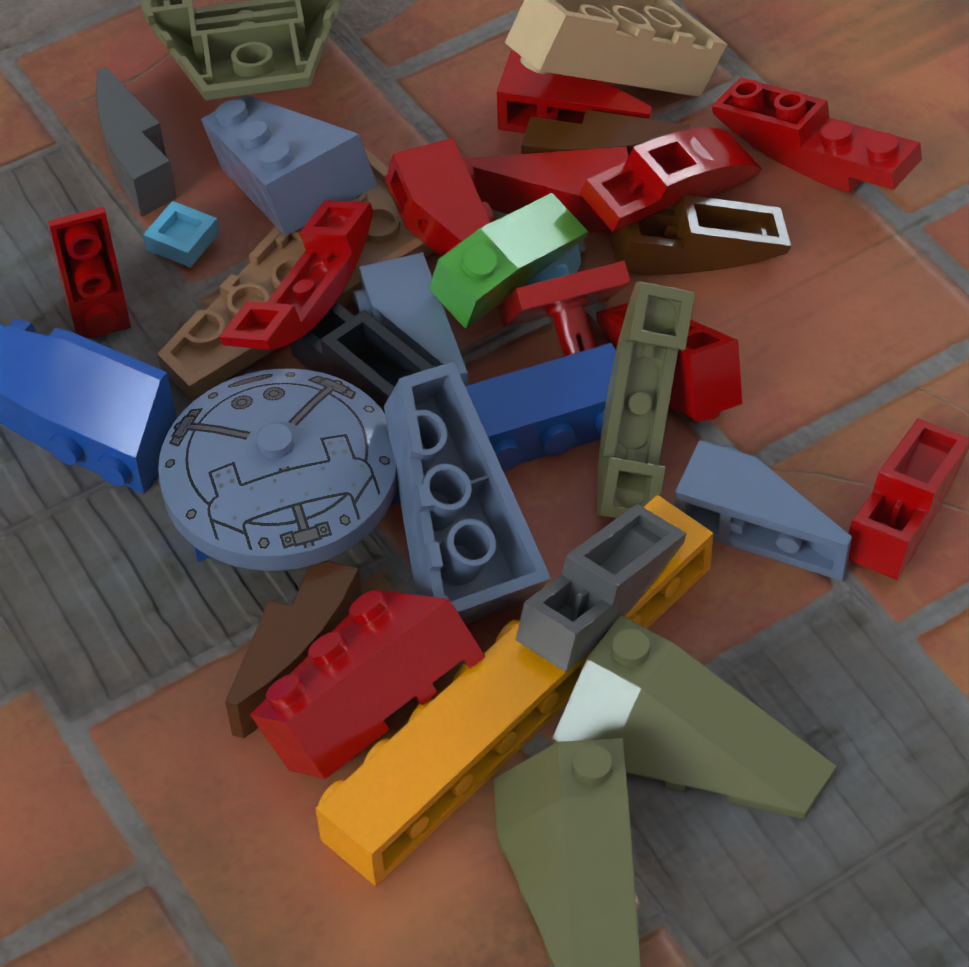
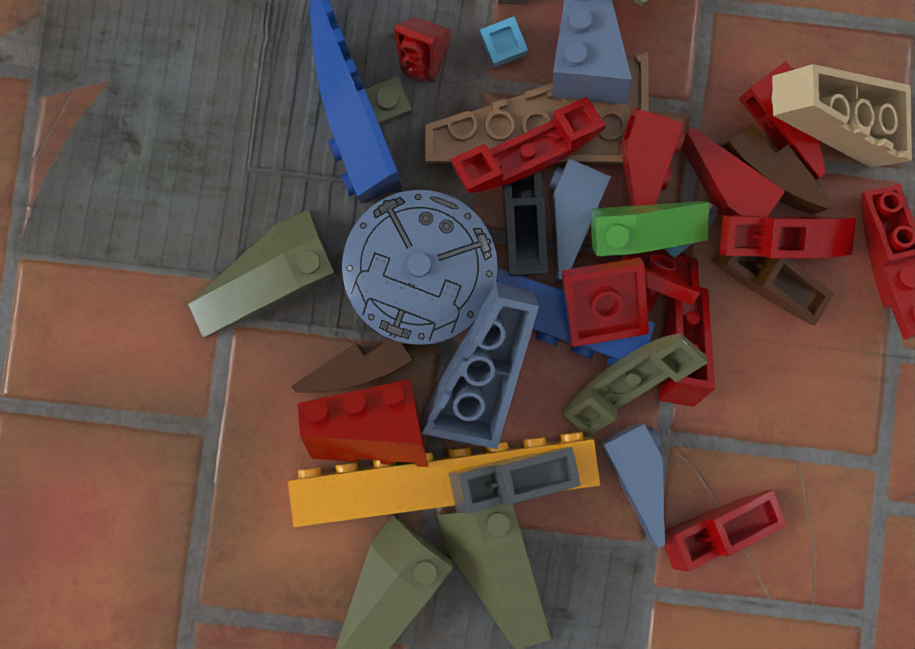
camera: 30 degrees right, 35 degrees up
(87, 634) = (272, 271): none -> olive wedge
(530, 340) = (606, 301): none -> red tile

